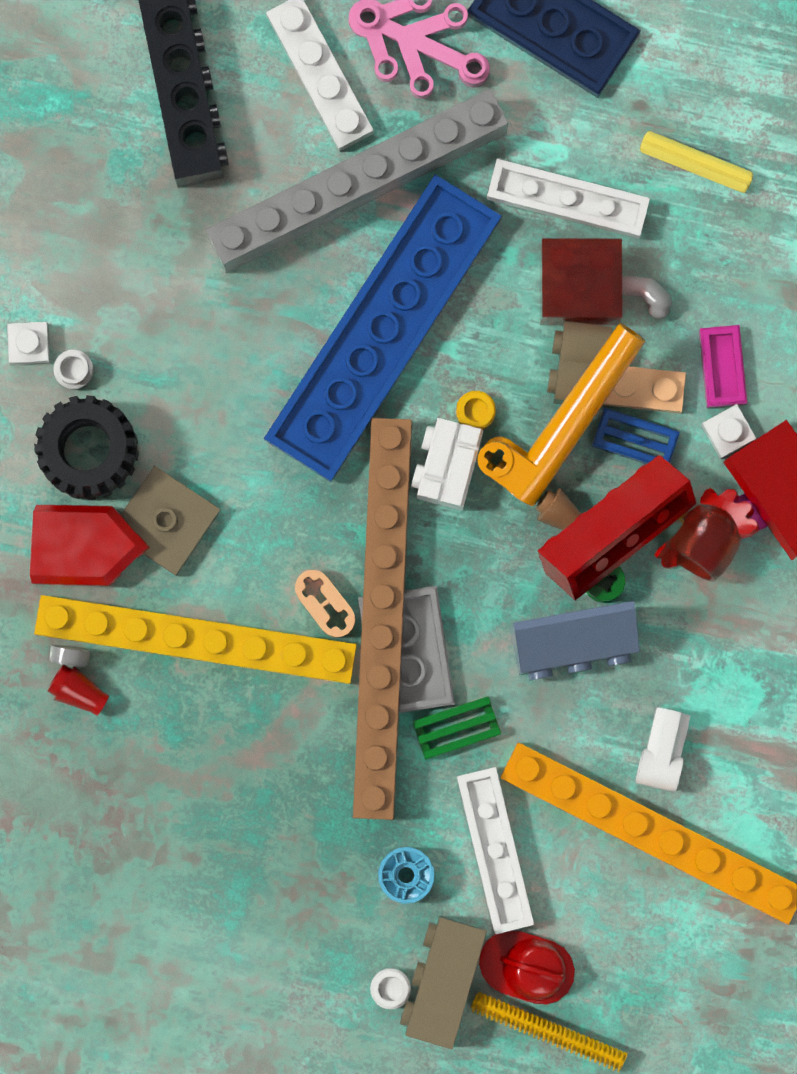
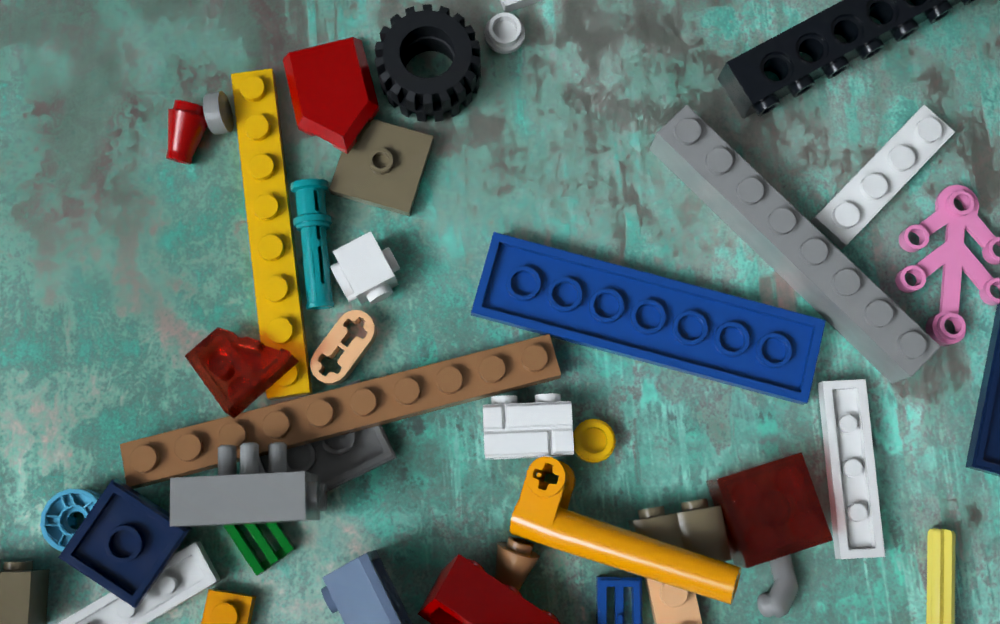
camera: 70 degrees right, 5 degrees down
(204, 599) = (313, 223): none -> teal pin
(262, 563) = (365, 270): none -> white brick
(317, 698) = (238, 368): none -> clear red wing
(435, 708) = (248, 495): none -> light grey piece
(440, 831) = (124, 543): none -> dark blue tile

